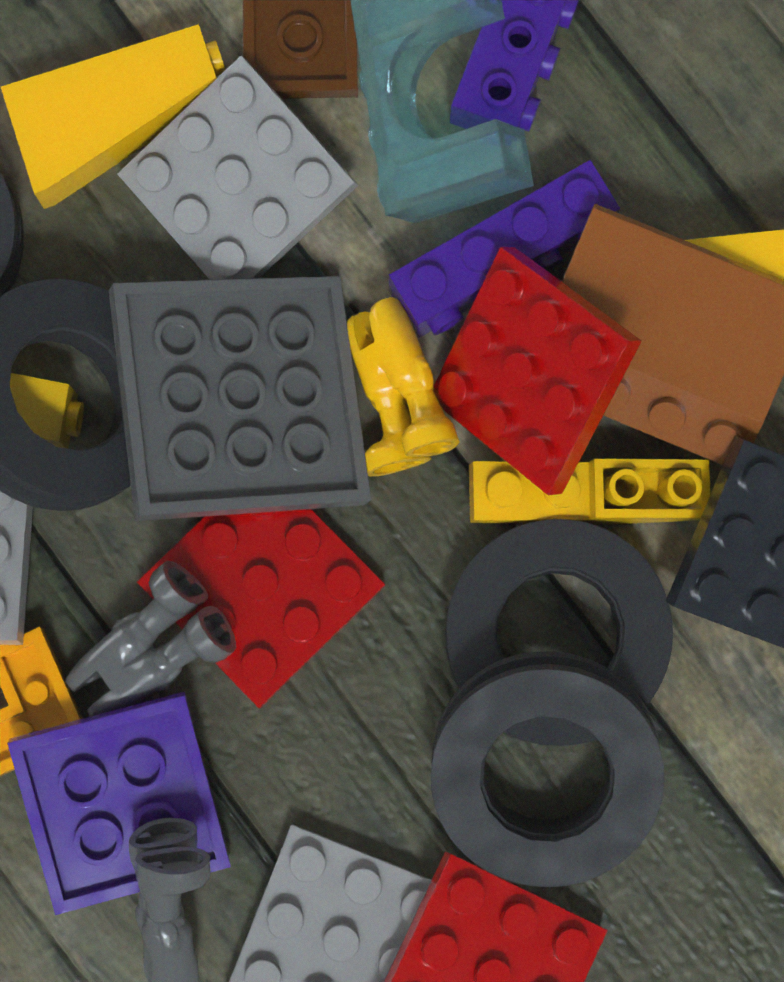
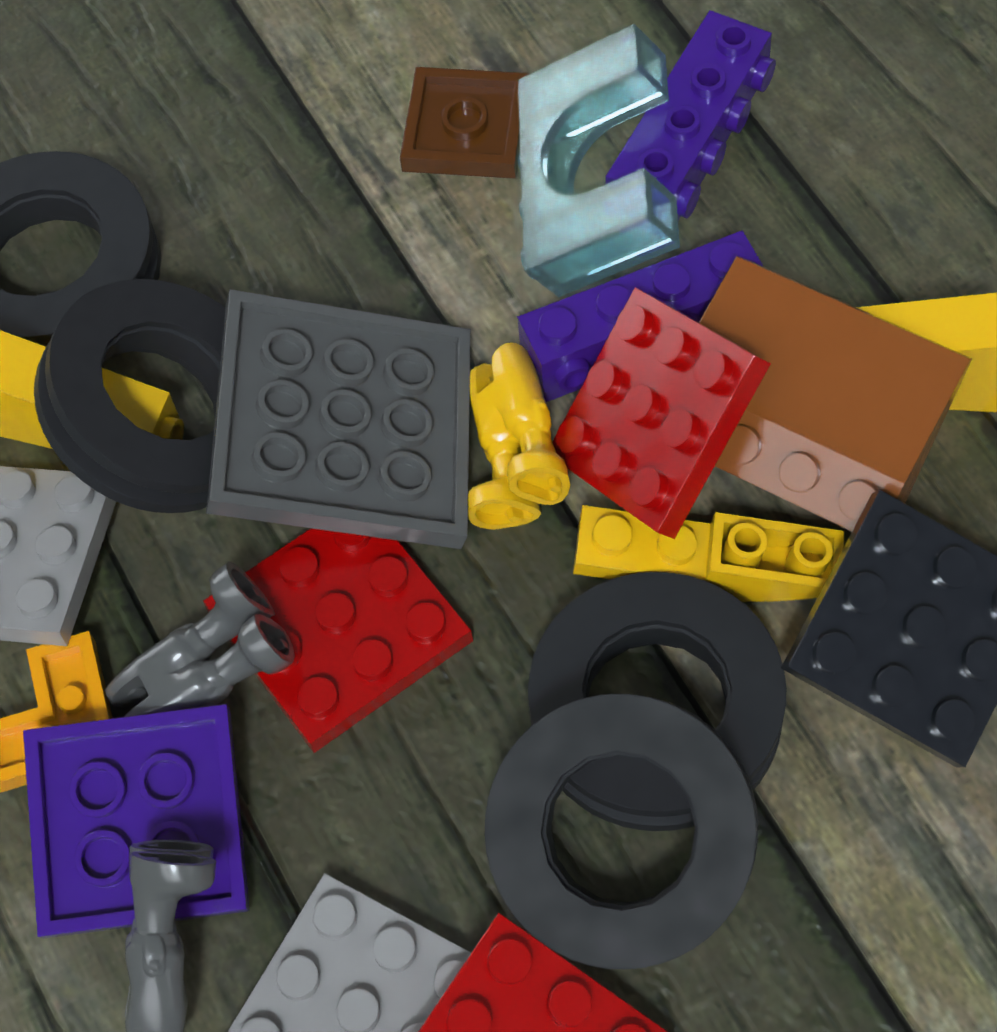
camera: 15 degrees right, 20 degrees down
(105, 108) = (264, 163): yellow slope -> none
(237, 177) = (382, 228): light grey plate -> none

